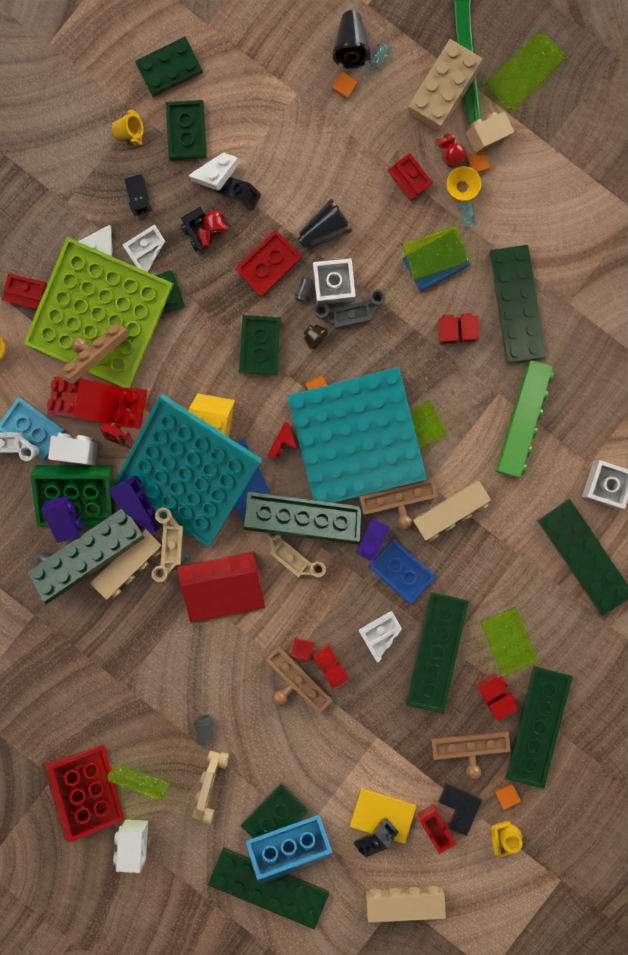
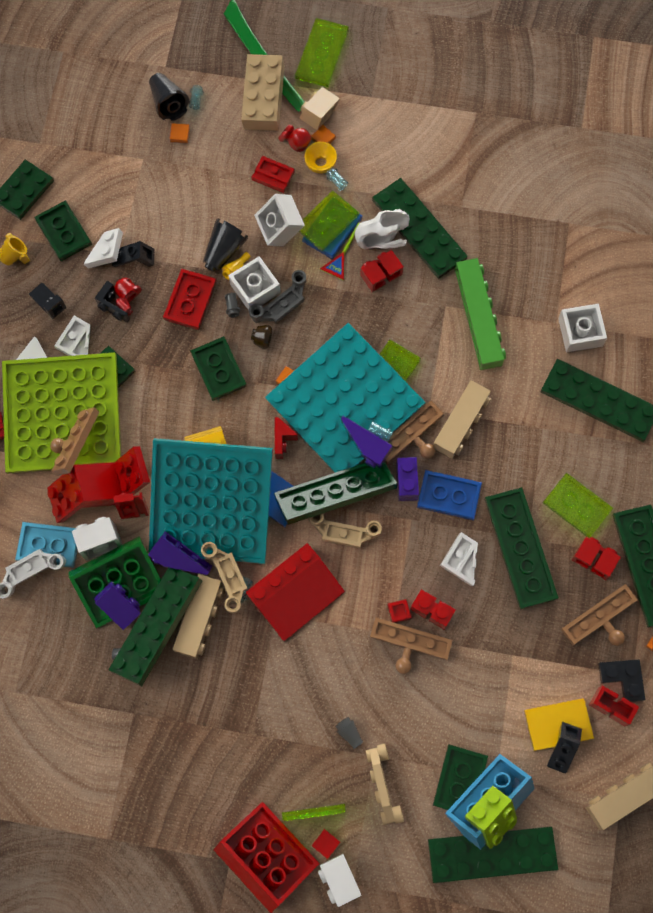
camera: 30 degrees left, 15 degrees down
(137, 807) = (325, 843): none -> red tile
(282, 865) = (493, 816): none -> lime bracket
(325, 253) = (235, 265): none -> yellow cone
(354, 497) = (370, 446): none -> dark purple slope
(371, 487) = (380, 431): none -> clear light blue pin
(389, 230) = (279, 220): none -> white brick
(420, 300) = (336, 266): none -> piece
(479, 290) = (382, 230): none -> white hair

